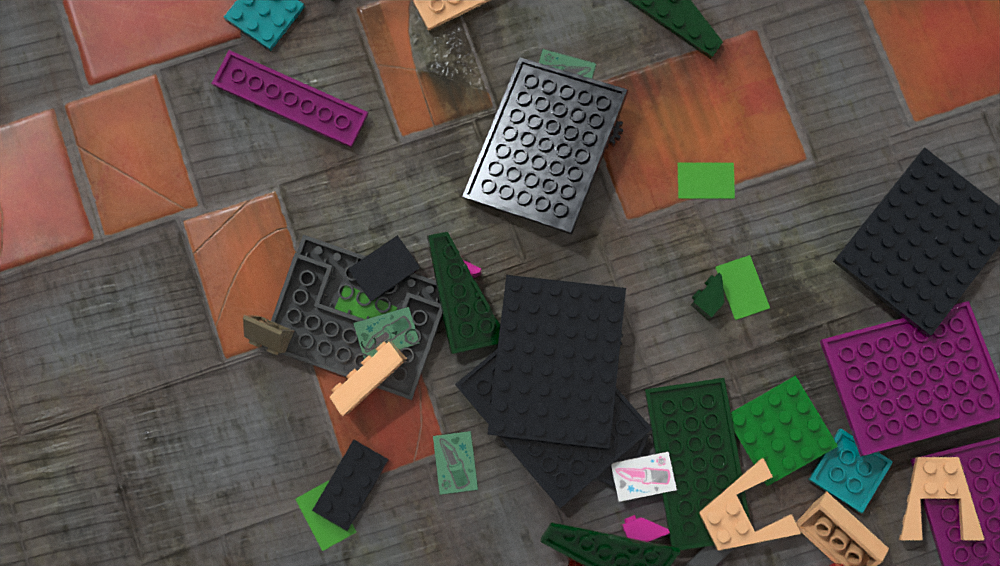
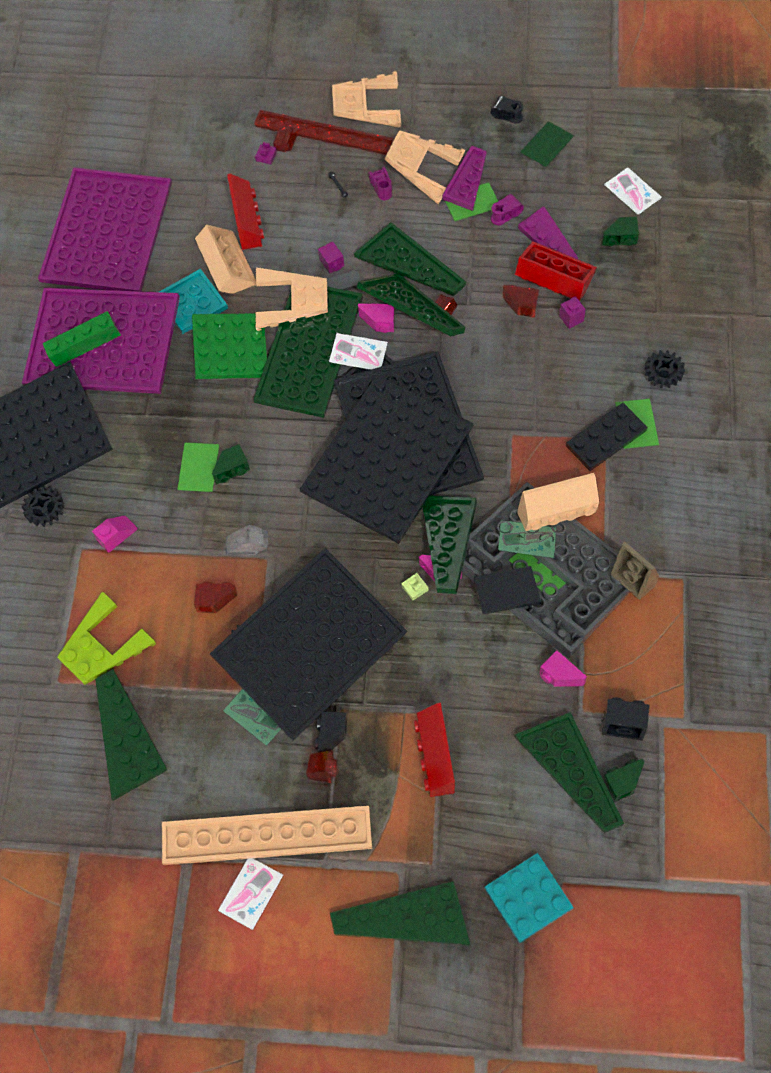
camera: 150 degrees left, 15 degrees down
(215, 138) = (624, 780): none -> dark green slope
(231, 187) = (625, 719): none -> black brick
(270, 136) = (566, 758): none -> dark green wing
(290, 98) = (537, 793): magenta plate -> none
(306, 214) = (561, 672): none -> dark pink slope
(389, 95) = (435, 751): none -> red slope
(455, 462) = (509, 423): clear green sticker -> none
(475, 246) = (414, 586): none -> yellowish green tile
(482, 41) = (322, 767): none -> clear red slope
(489, 79) = (332, 730): none -> black slope
(653, 223) = (247, 541): none -> clear slope
(659, 156) = (213, 597): none -> clear red slope
(706, 180) = (180, 565): bright green sticker -> none
(742, 60) = (87, 657): none -> lime wing
(784, 183) = (113, 532): none -> dark pink slope
(873, 183) = (34, 507): none -> black gear
(932, 362) = (81, 339): none -> green brick
(939, 480) = (130, 268): light nougat wing -> none

